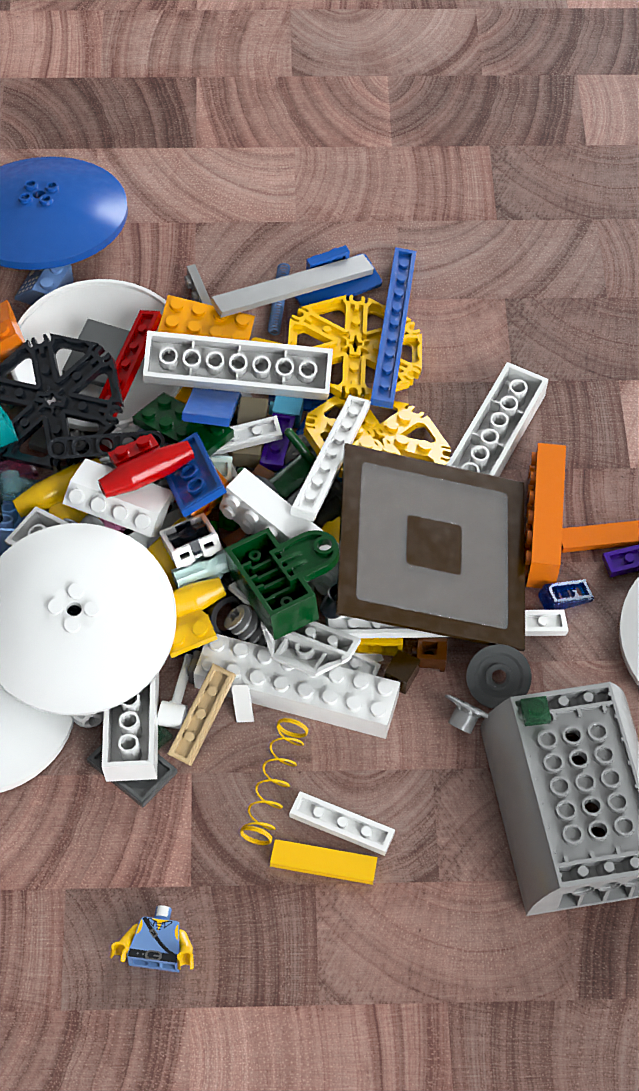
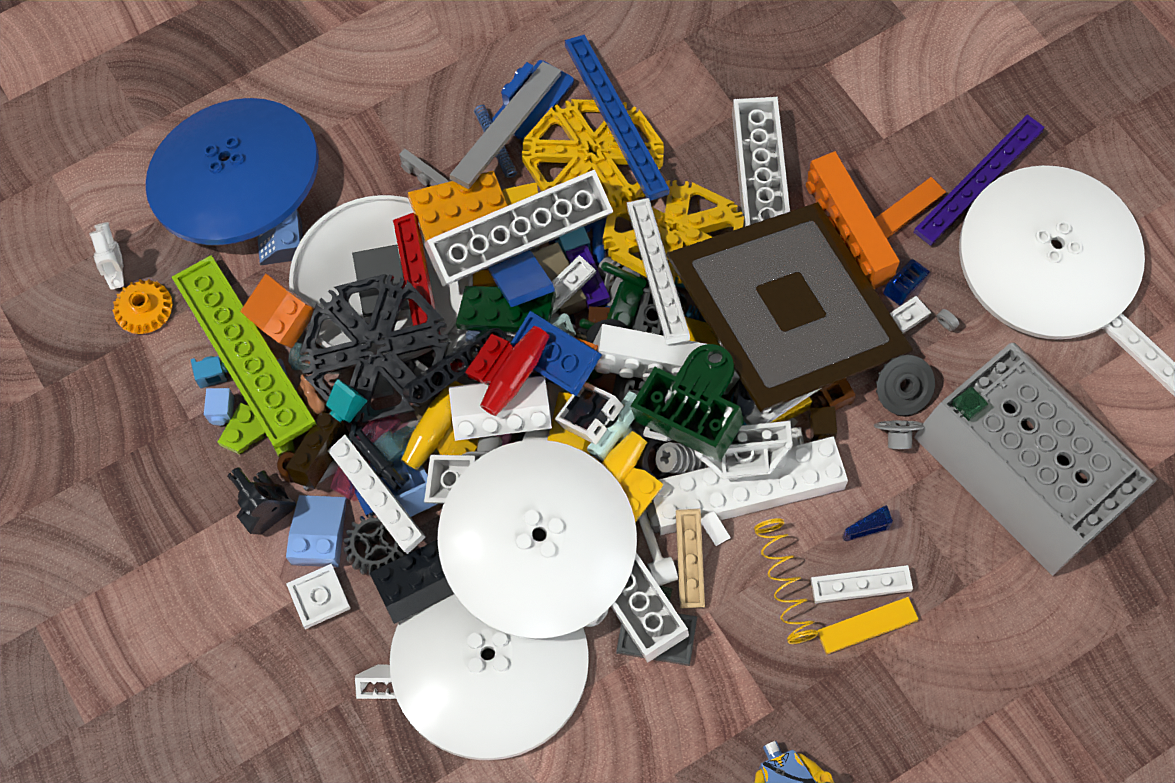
camera: 25 degrees left, 10 degrees up
(383, 777) = (873, 523): none -> clear blue slope
(580, 645) = (947, 320): none -> light grey tile

